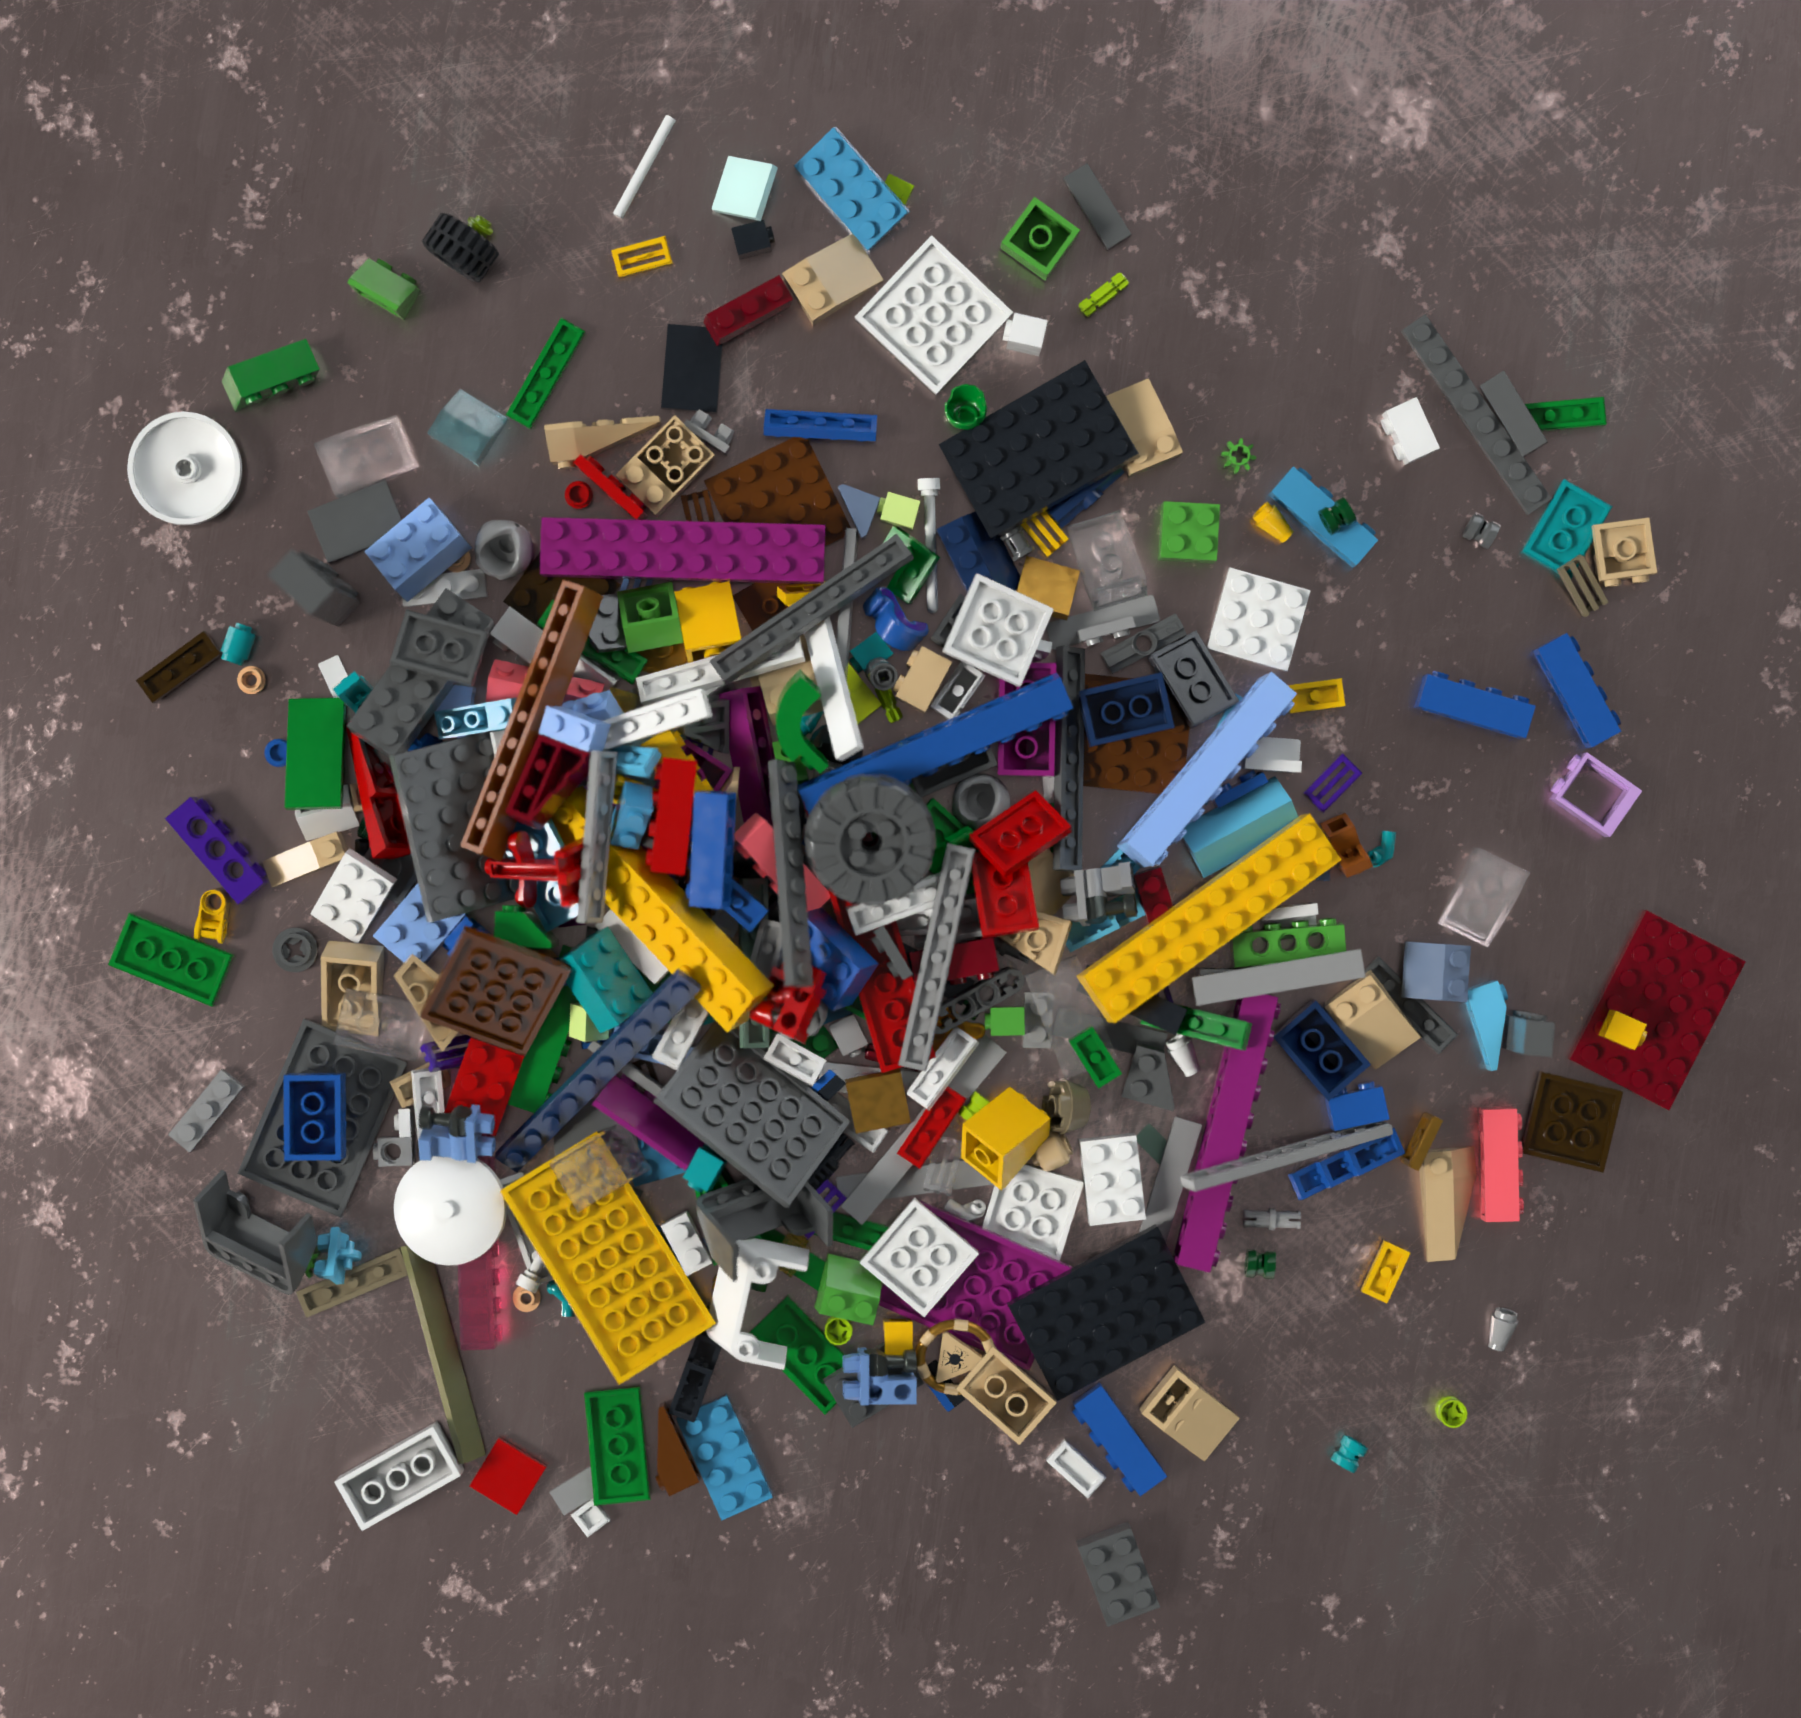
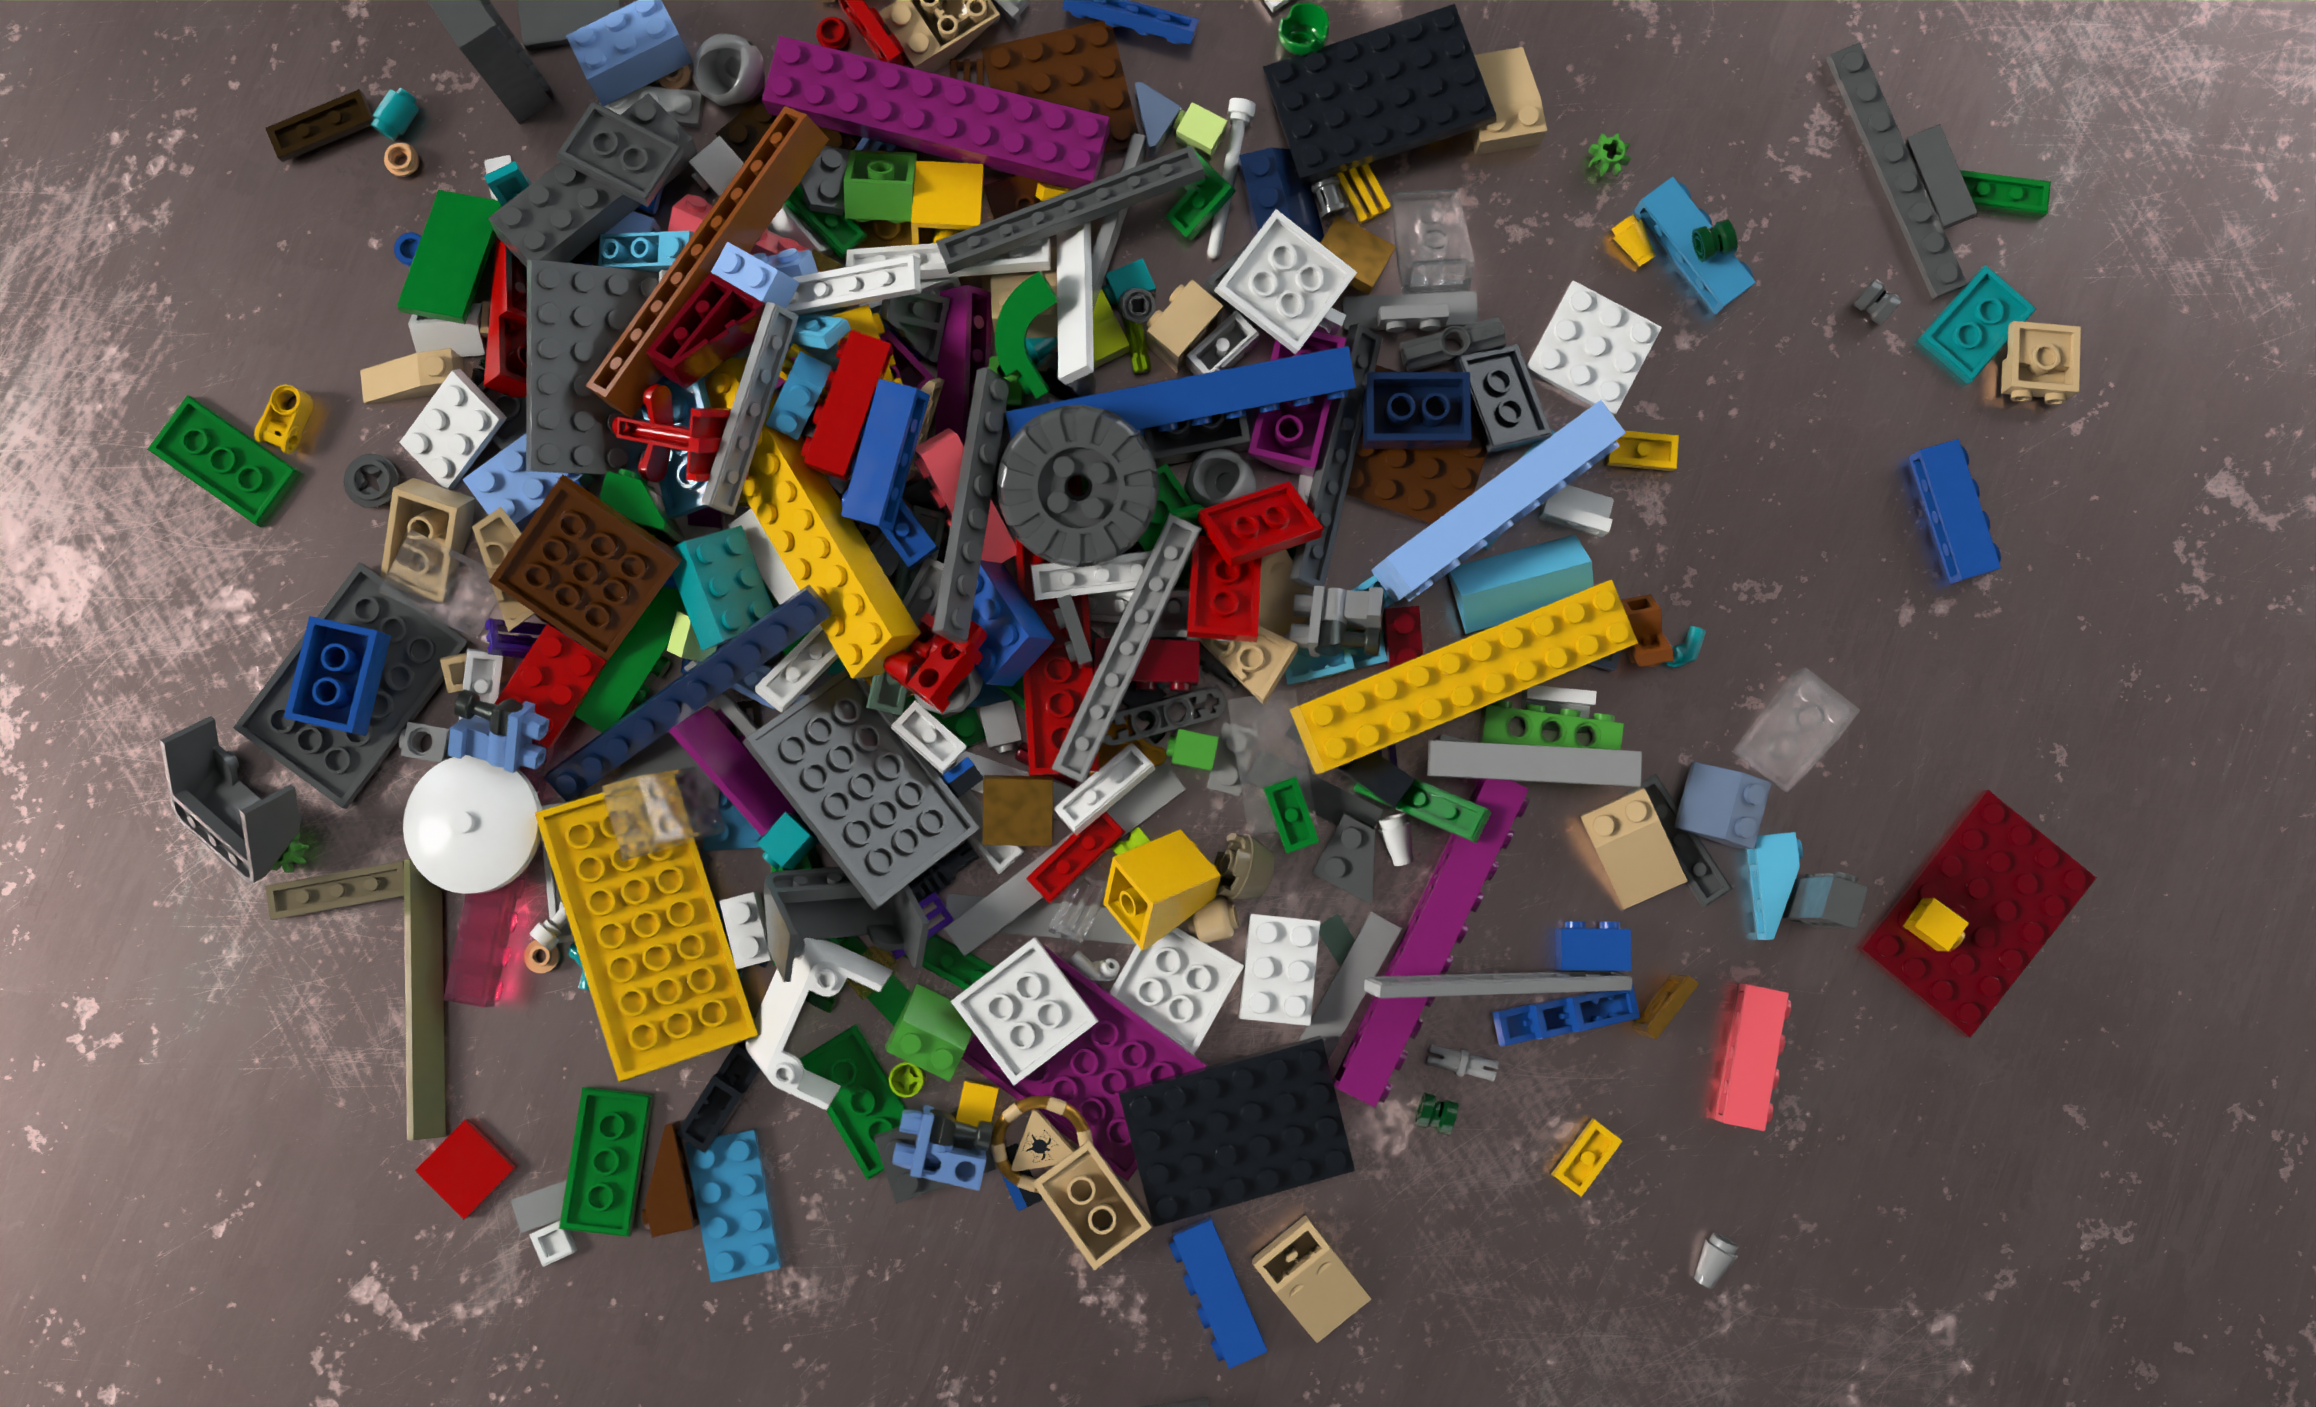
camera: 10 degrees right, 5 degrees down
(183, 822) = (279, 301): dark purple brick -> none
(206, 1110) = (218, 647): light grey plate -> none
(339, 1258) = (326, 852): medium azure hips -> none
(399, 1476) = (330, 1138): white brick -> none
(404, 1122) = (444, 711): white plate -> none
(891, 621) = (1163, 253): blue animal -> none
(1069, 508) = (1419, 161): dark blue piece -> none
(1076, 1468) = (1158, 1316): white tile -> none
(1188, 532) = (1533, 227): bright green brick -> none
(1249, 782) = (1543, 532): blue plate -> none
(1316, 799) = (1617, 573): dark purple tile -> none
(1321, 1049) = (1566, 867): dark blue slope -> none
(1349, 1453) = (1497, 1374): teal wheel -> none
(1409, 431) = (1816, 170): white brick -> none
(1446, 1190) = (1678, 1080): tan wedge -> none
(1456, 1413) = (1639, 1353): lime wheel -> none
(1475, 706) = (1830, 502): blue brick -> none
(1571, 1121) = (1849, 1024): dark brown plate -> none
(1593, 604) = (1997, 389): dark tan tile -> none
(1619, 808) = (1995, 640): lavender window -> none

